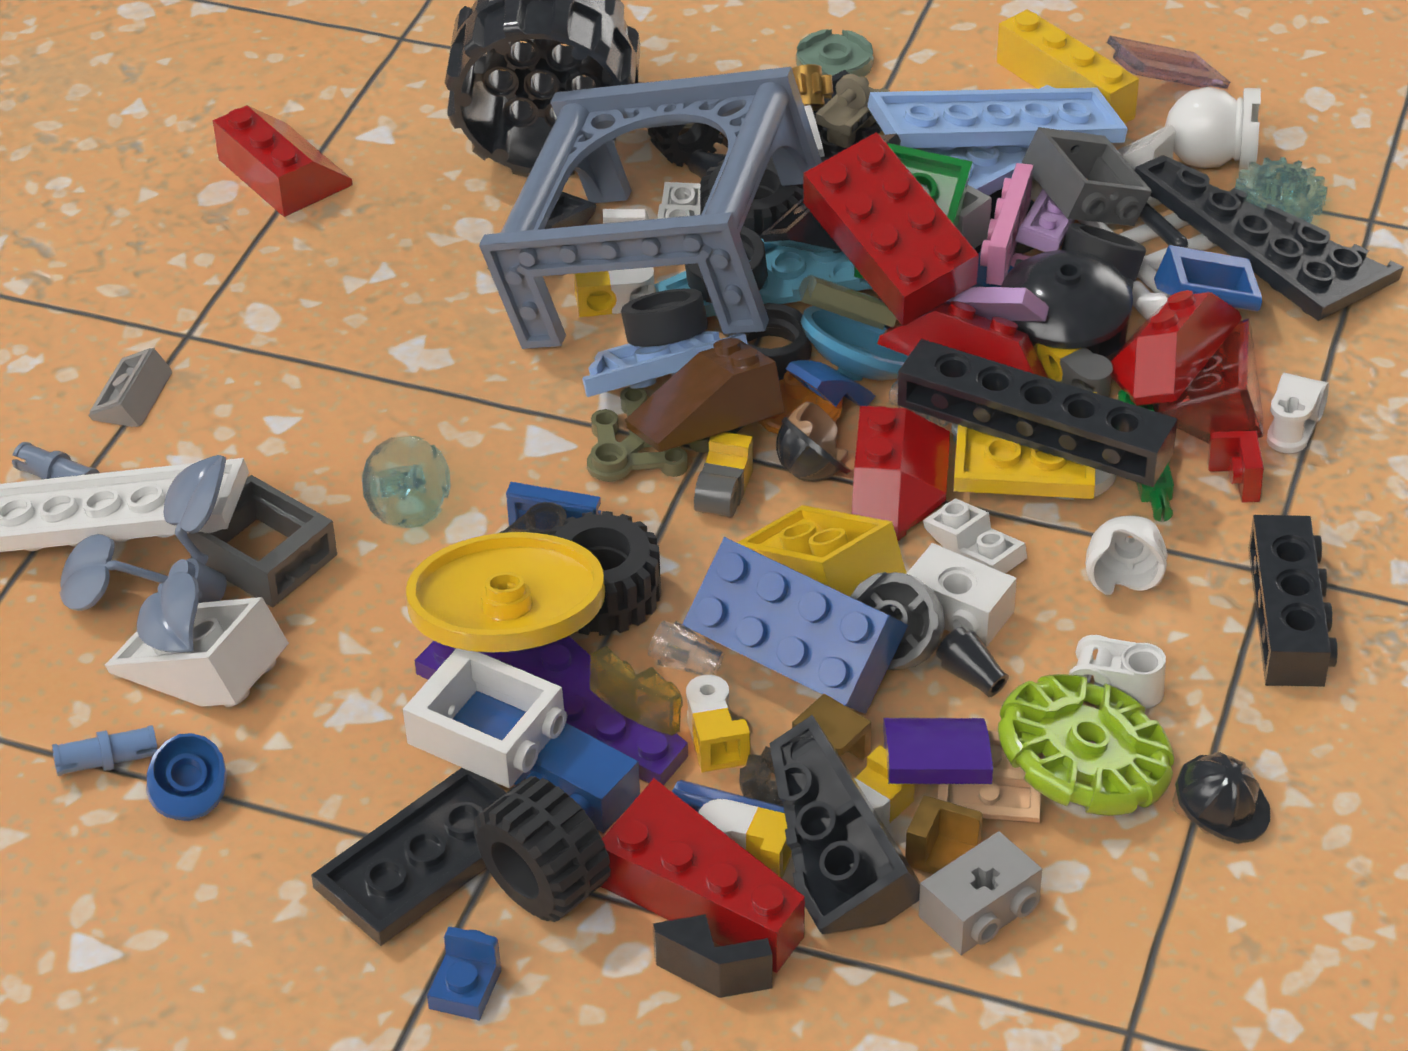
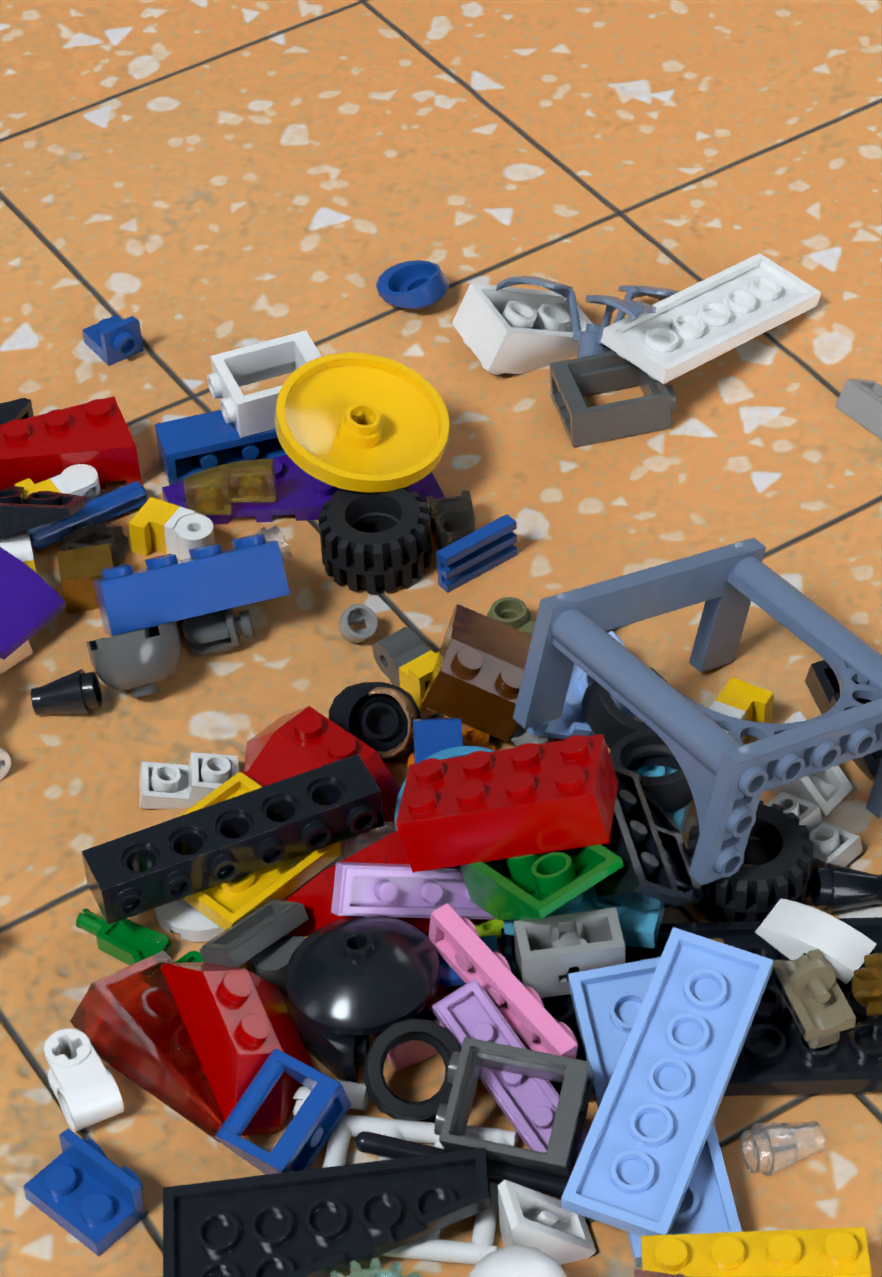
camera: 130 degrees right, 0 degrees up
(46, 463) = (809, 334): sand blue pin -> none
(104, 750) = (481, 261): medium blue pin -> none
(406, 481) = (586, 476): clear light blue tile -> none
(410, 858) = (215, 330): black plate -> none
(542, 848) = (141, 344): black tyre -> none
(707, 538) = (354, 615): none -> light grey hinge
(830, 546) = (262, 668): yellow slope -> none
(968, 591) = (135, 723): white brick -> none
(1100, 372) = (254, 933): none -> dark grey tile
(1124, 560) = (51, 835): white helmet -> none
(1241, 456) = (56, 992): red bracket -> none
(1361, 363) = (87, 1193): none -> blue bracket

